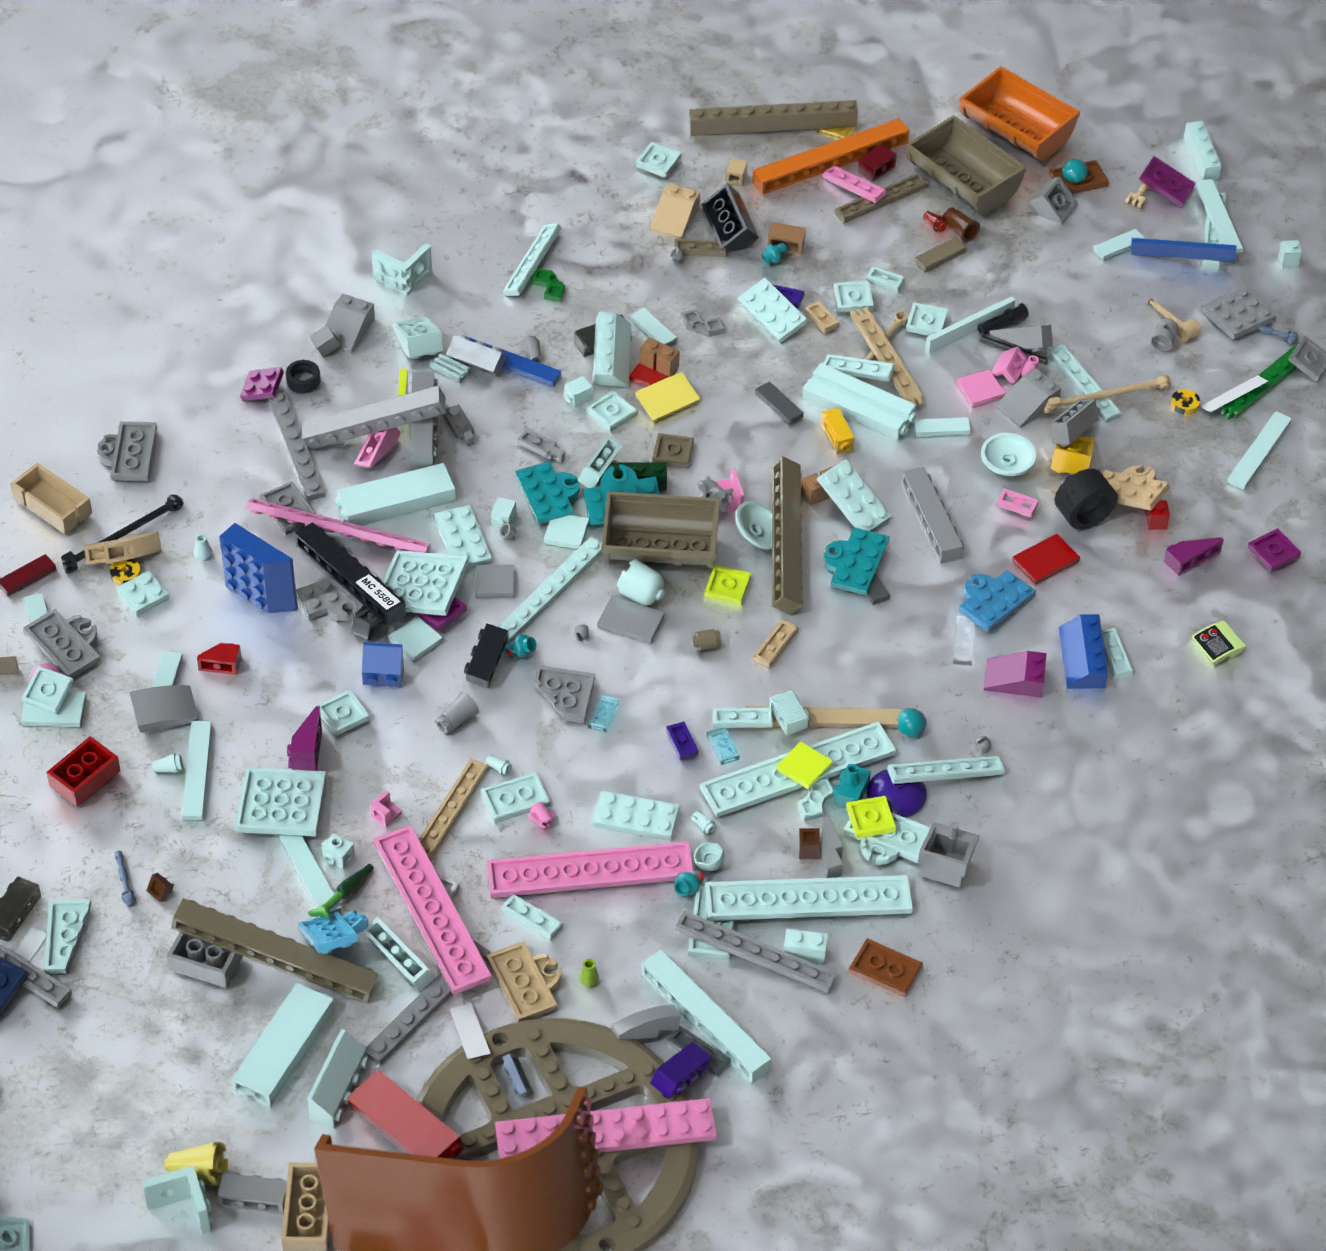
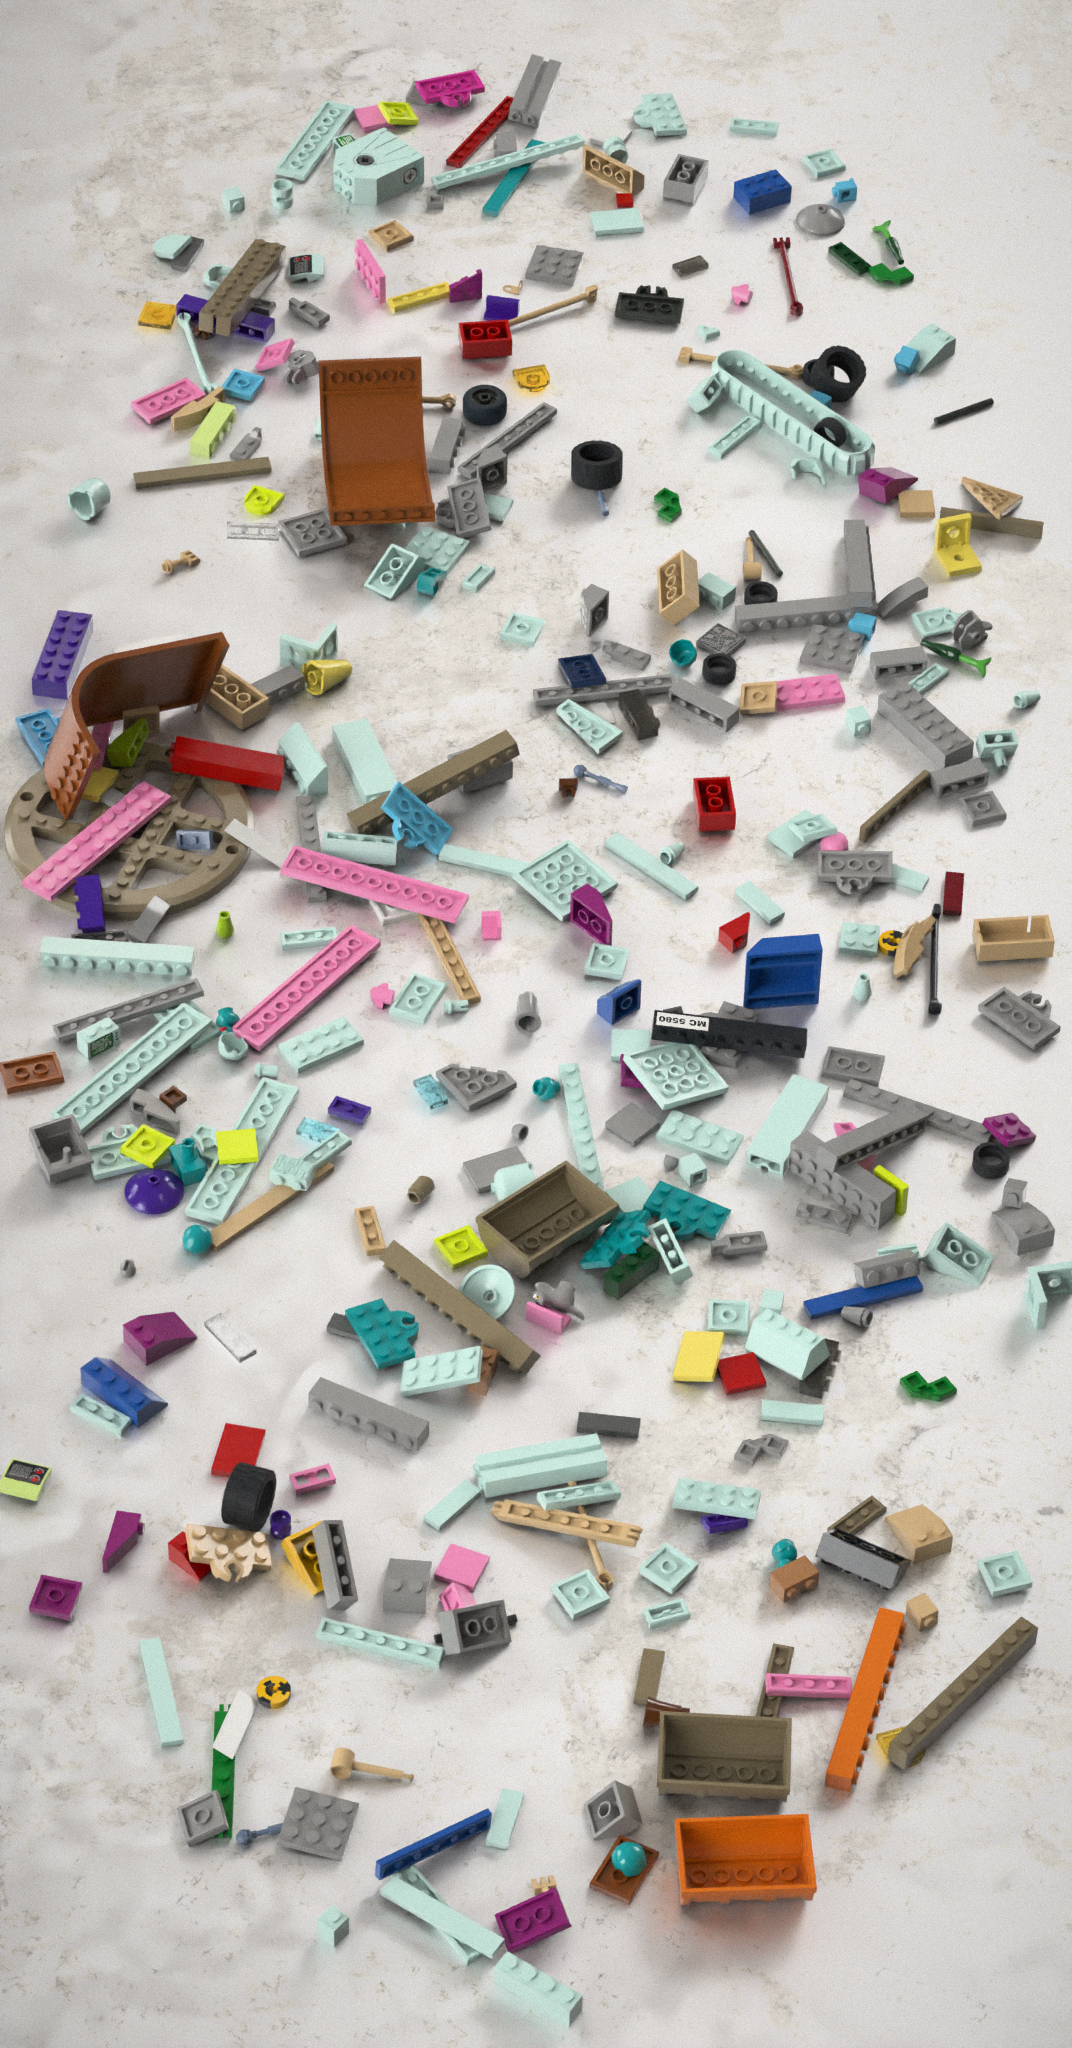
camera: 135 degrees right, 5 degrees down
(163, 707) = (725, 873): light grey slope -> none
(330, 525) = (794, 1065): bright pink plate -> none
(337, 851) = (486, 880): light aqua brick -> none
(343, 891) = (449, 862): piece -> none
(486, 655) = (557, 1055): black brick -> none
(525, 980) = (263, 897): tan plate -> none
(532, 260) = (970, 1394): light aqua tile -> none
(666, 357) = (743, 1372): medium nougat piece -> none
(673, 450) = (638, 1321): dark tan tile -> none
(677, 254) = (862, 1492): light grey hinge -> none
(821, 317) = (670, 1526): tan plate -> none
(837, 430) = (526, 1428): yellow window -> none
(877, 162) = (817, 1724): dark red brick -> none
(935, 221) = (693, 1702): clear red cone -> none
(945, 769) = (130, 1219): light aqua tile -> none
(967, 325) = (537, 1617): light aqua tile -> none
(993, 598) = (241, 1382): dark azure plate -> none
(1008, 454) = (362, 1504): light aqua dish -> none
(1009, 316) = (510, 1661): black pin -> none
(1031, 364) = (433, 1607): bright pink cone -> none
(1162, 382) = (312, 1690): tan hinge -> none
(1164, 334) = (357, 1736): light grey wheel -> none

